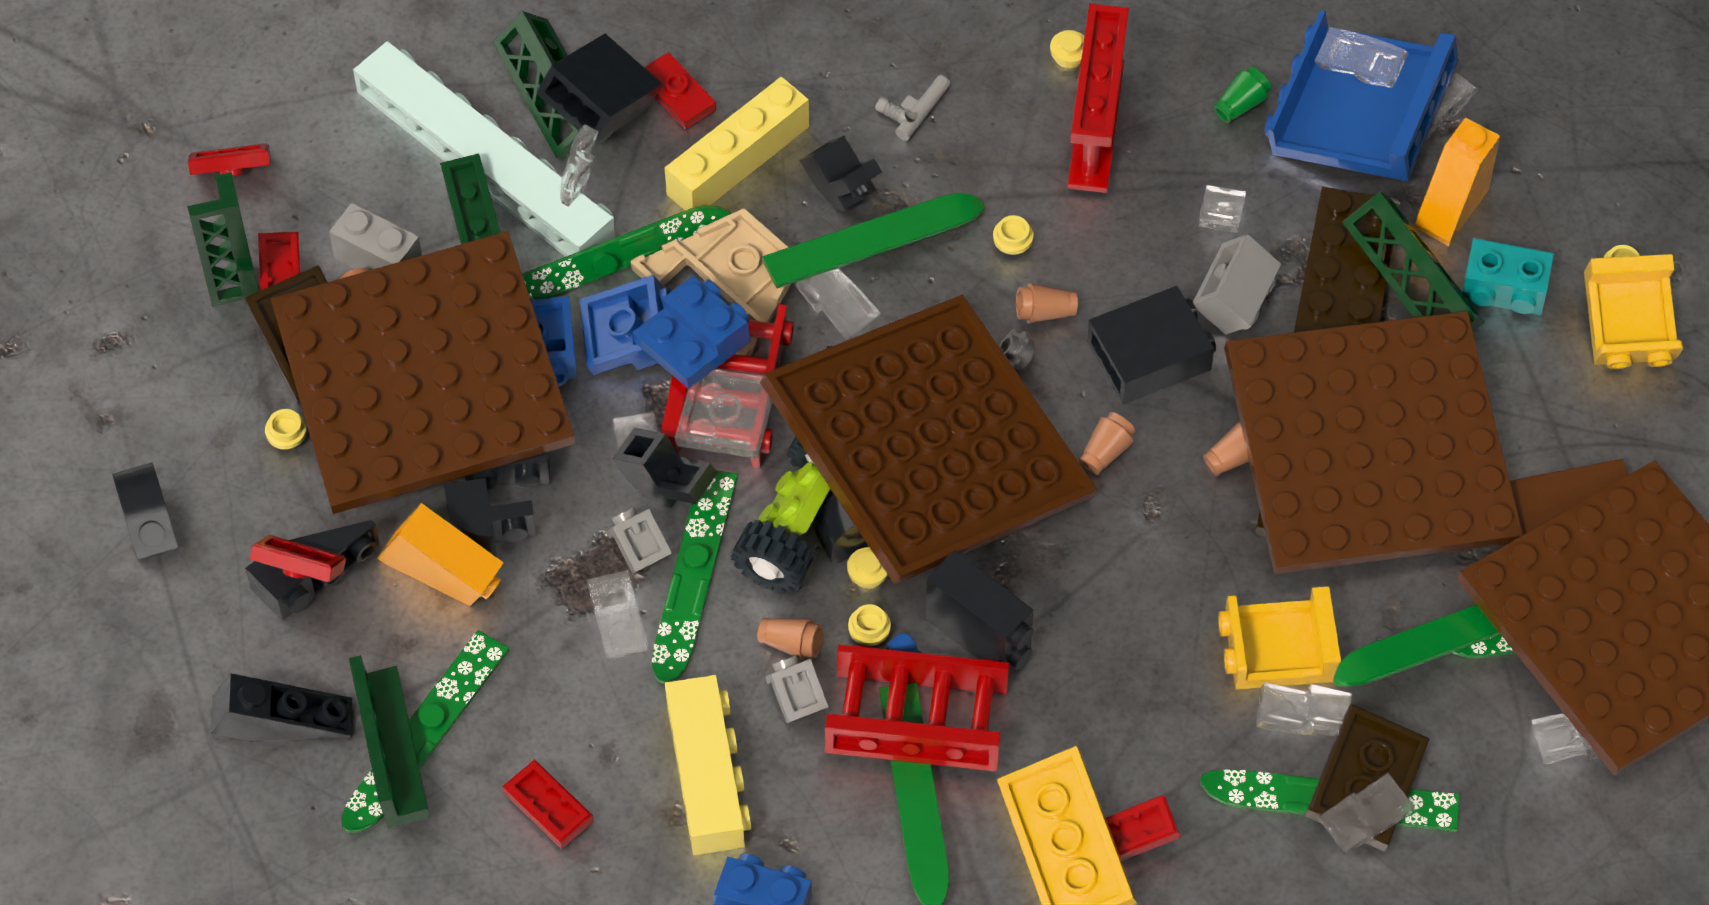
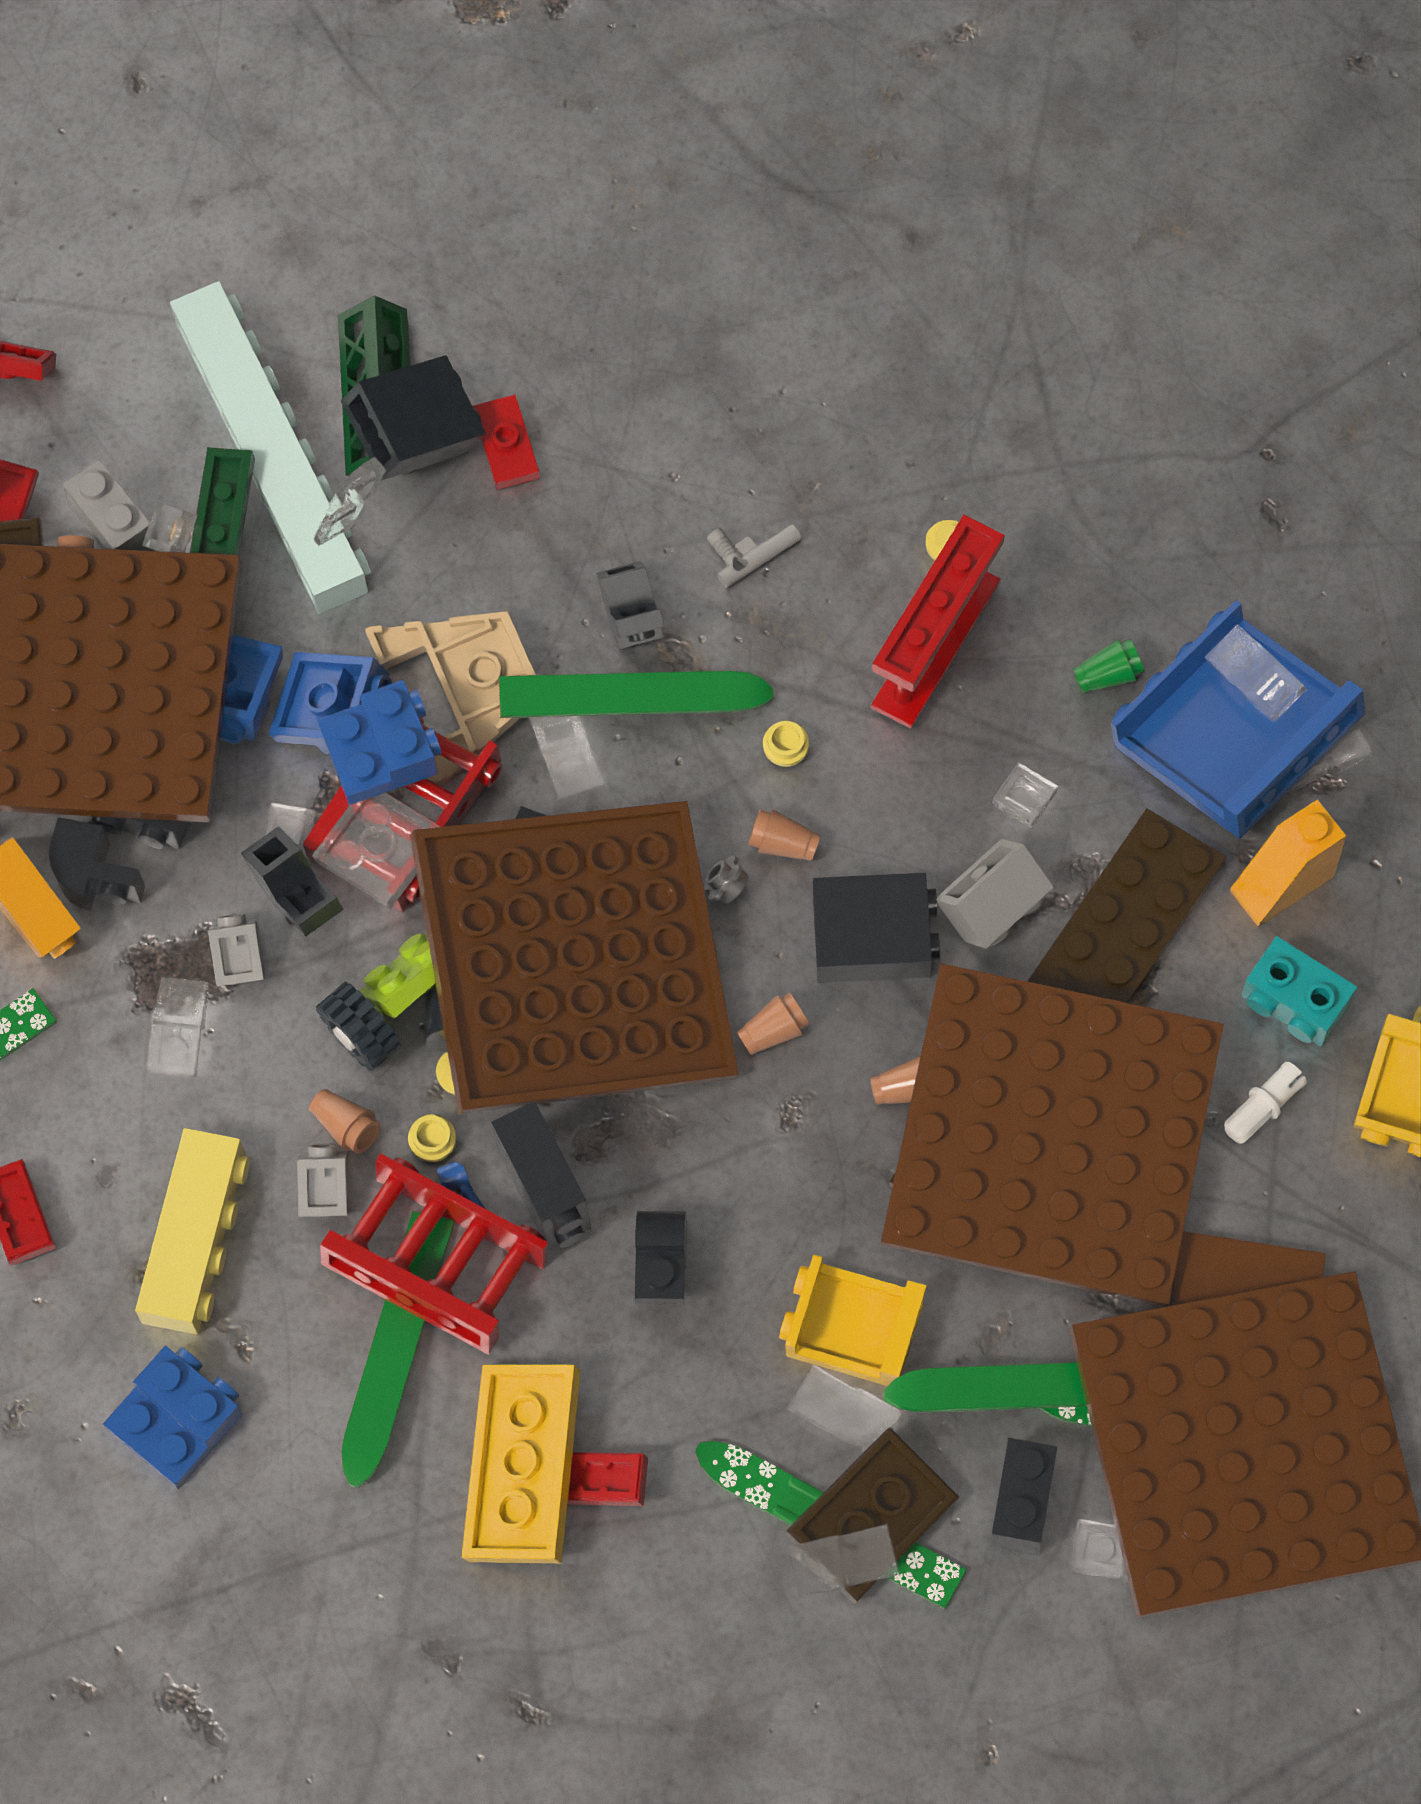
camera: 25 degrees right, 10 degrees up
(437, 231) = (169, 529): none -> clear plate
(617, 252) = (353, 613): green piece -> none
(692, 579) = (277, 1011): green piece -> none
(737, 146) = (536, 534): light yellow brick -> none
(1103, 641) = (660, 1257): none -> black brick
(1416, 251) = (1206, 931): dark green fence -> none
(1481, 718) = (1023, 1496): none -> black brick
(1521, 366) = (1264, 1103): none -> white axle

